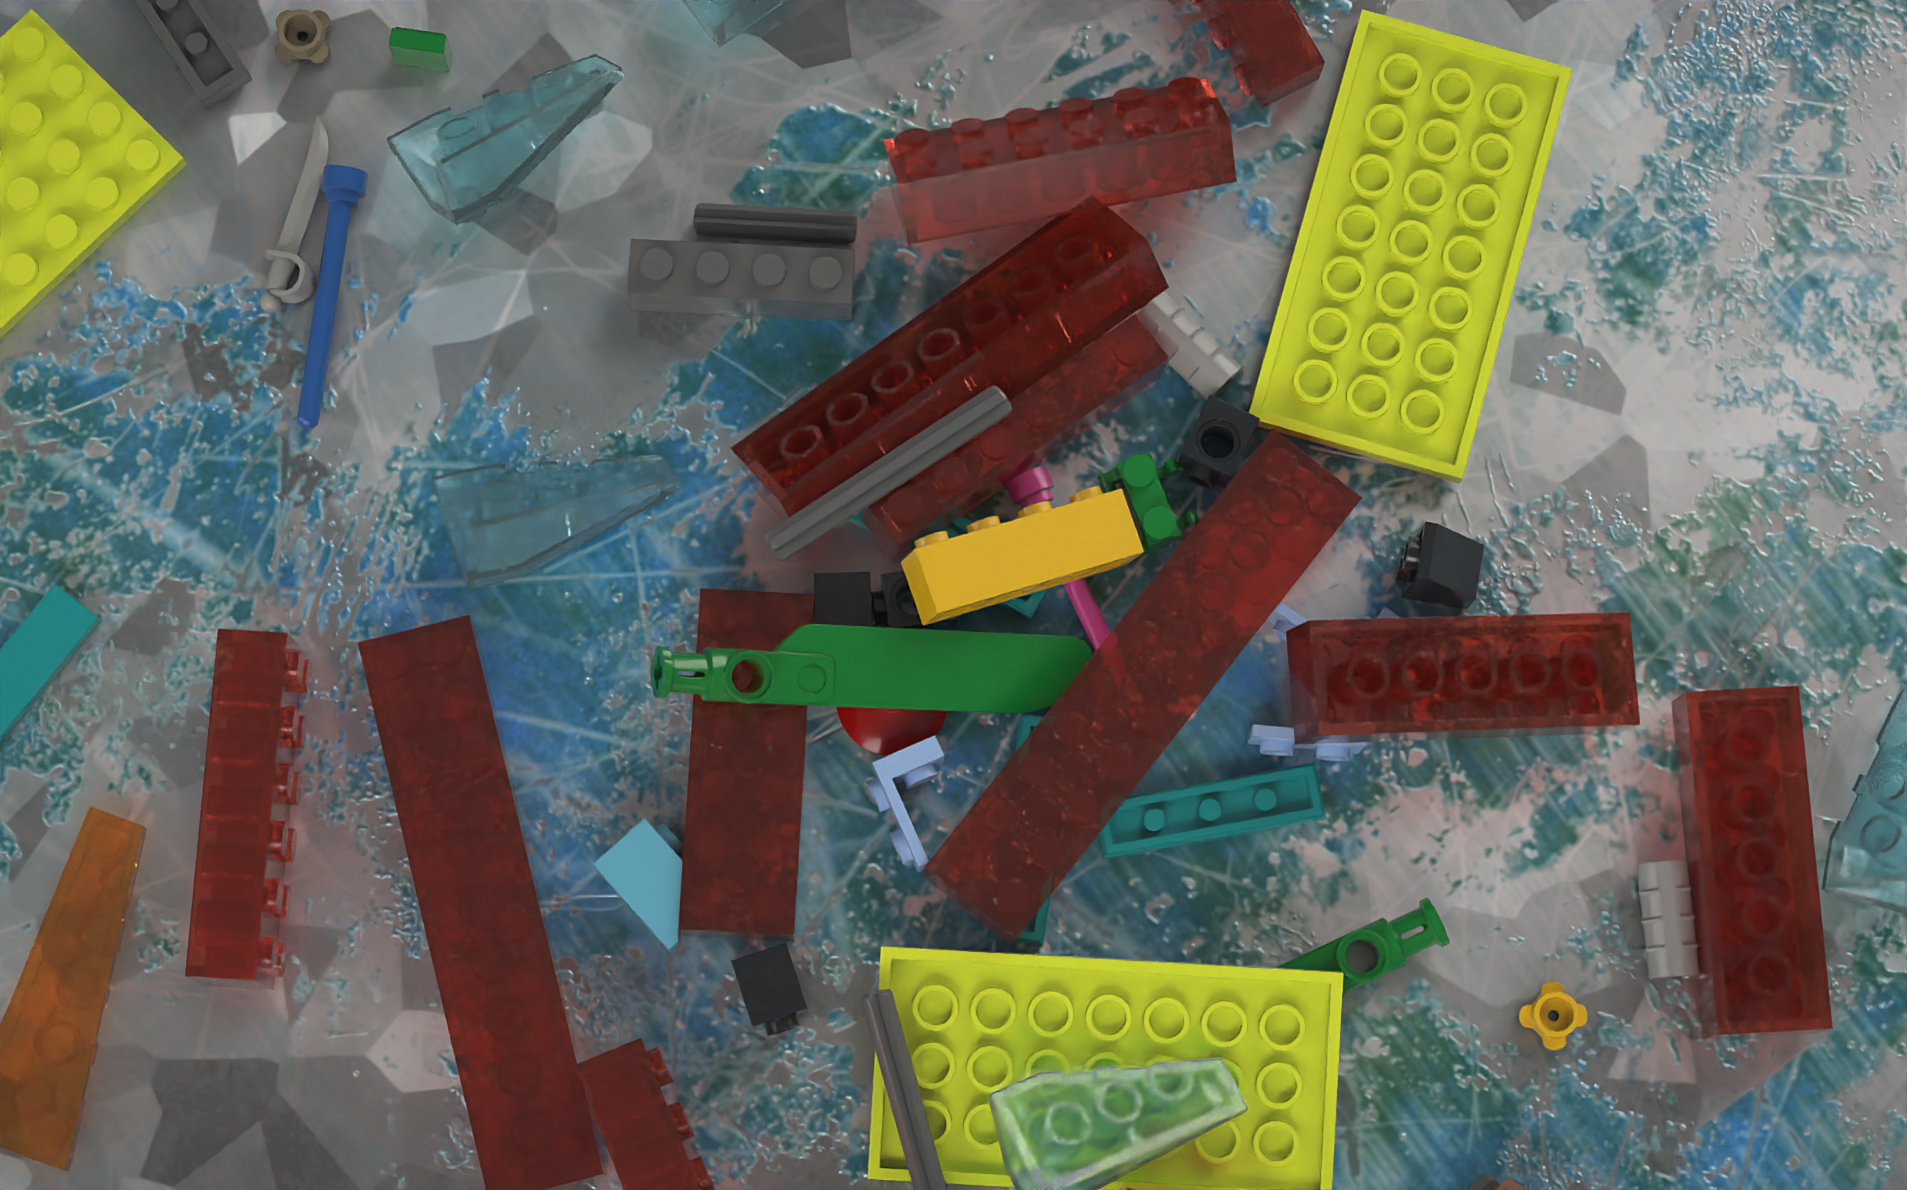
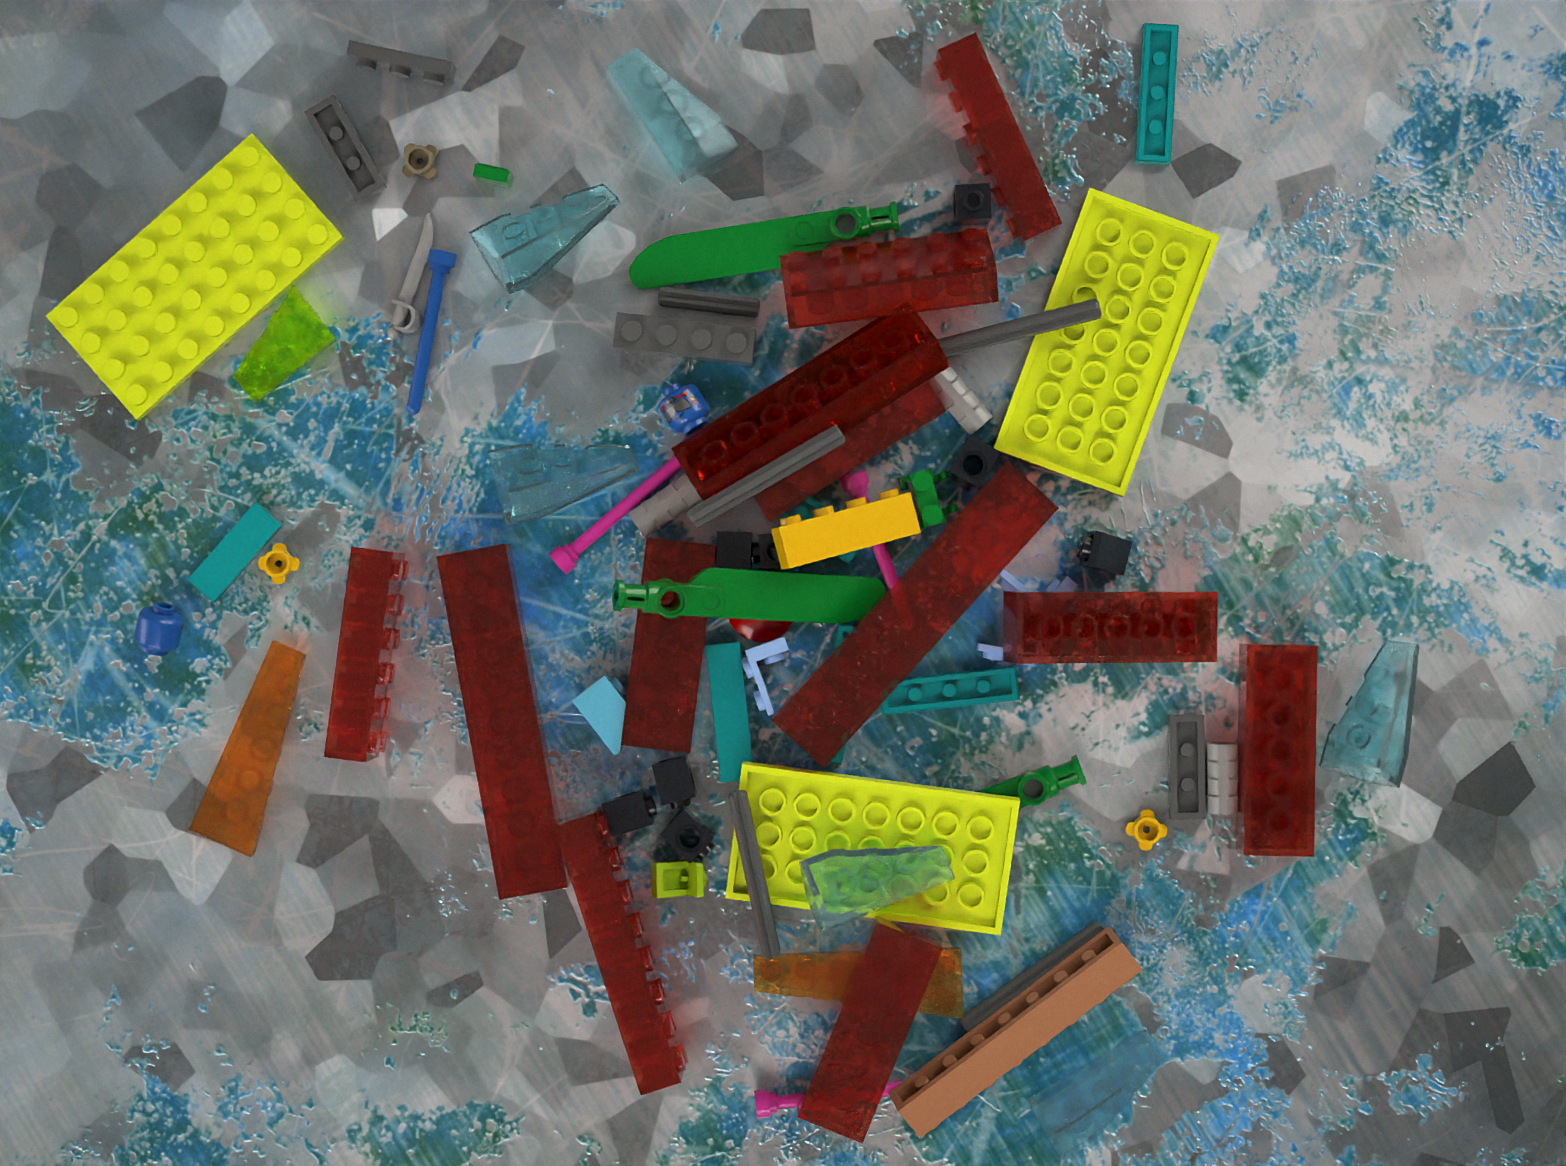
camera: 10 degrees right, 10 degrees up
(80, 677) = (268, 563): none -> yellow plate
(97, 334) = (284, 348): none -> clear neon green wing
(571, 635) = (567, 555): none -> dark pink piece
(699, 1046) = (629, 812): none -> black brick
(724, 544) = (664, 506): none -> light grey axle
(747, 386) = (684, 408): none -> blue head
(781, 1060) = (684, 820): none -> black brick
(786, 1152) = (678, 879): none -> lime bracket
(837, 131) = (750, 246): none -> green piece
(852, 866) = (729, 709): none -> teal tile
(1180, 44) = (971, 204): none -> black brick
(1278, 225) = (1021, 328): none -> dark grey axle
(1607, 906) = (1186, 766): none -> dark grey plate

